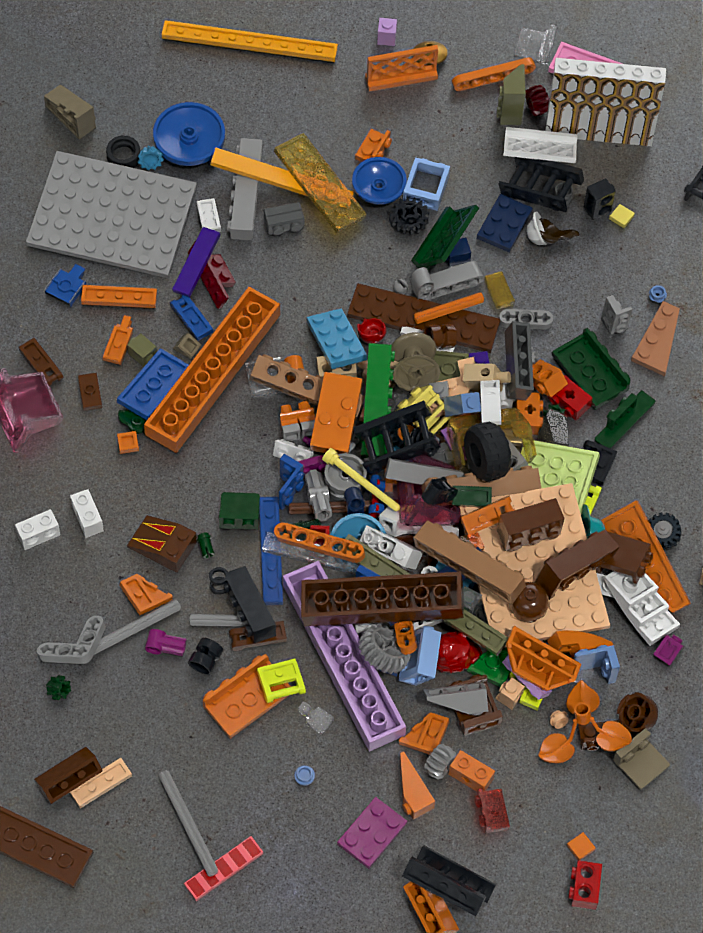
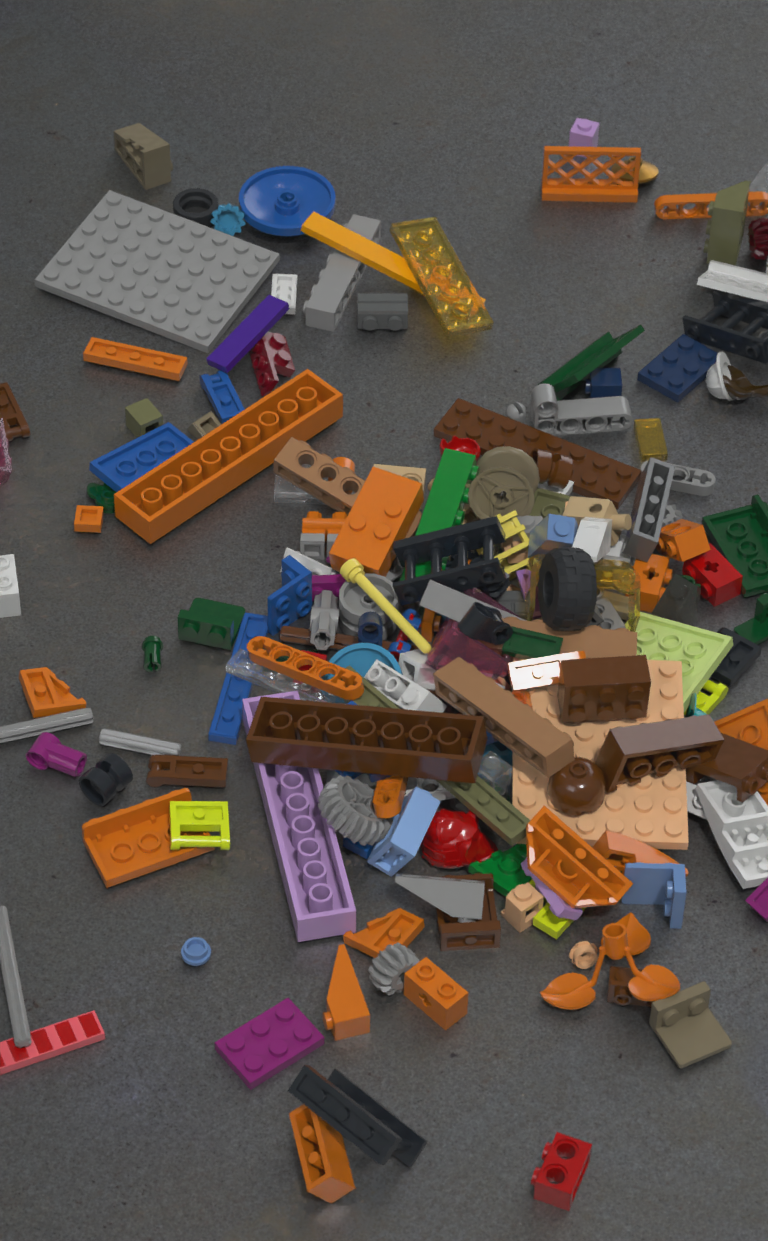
camera: 15 degrees right, 15 degrees down
(67, 285) = (71, 336): blue piece -> none
(90, 391) = (59, 456): reddish brown plate -> none
(118, 341) = (112, 410): orange hinge -> none
(163, 542) = (98, 640): reddish brown slope -> none
(247, 600) = (184, 722): black hinge -> none
(249, 41) = (401, 121): light orange plate -> none
(318, 719) = (237, 888): clear plate -> none
(336, 338) = (408, 448): dark azure plate -> none
(373, 145) = (528, 257): orange bracket -> none
(379, 173) = (522, 289): blue dish -> none
(409, 216) = (551, 336): black gear -> none
(430, 199) = (588, 325): light blue window -> none
(448, 308) = (574, 441): orange axle -> none
(493, 810) = (452, 1048): clear red bracket -> none
(581, 846) = (570, 1121): orange tile -> none
(637, 712) = (701, 961): reddish brown cylinder -> none

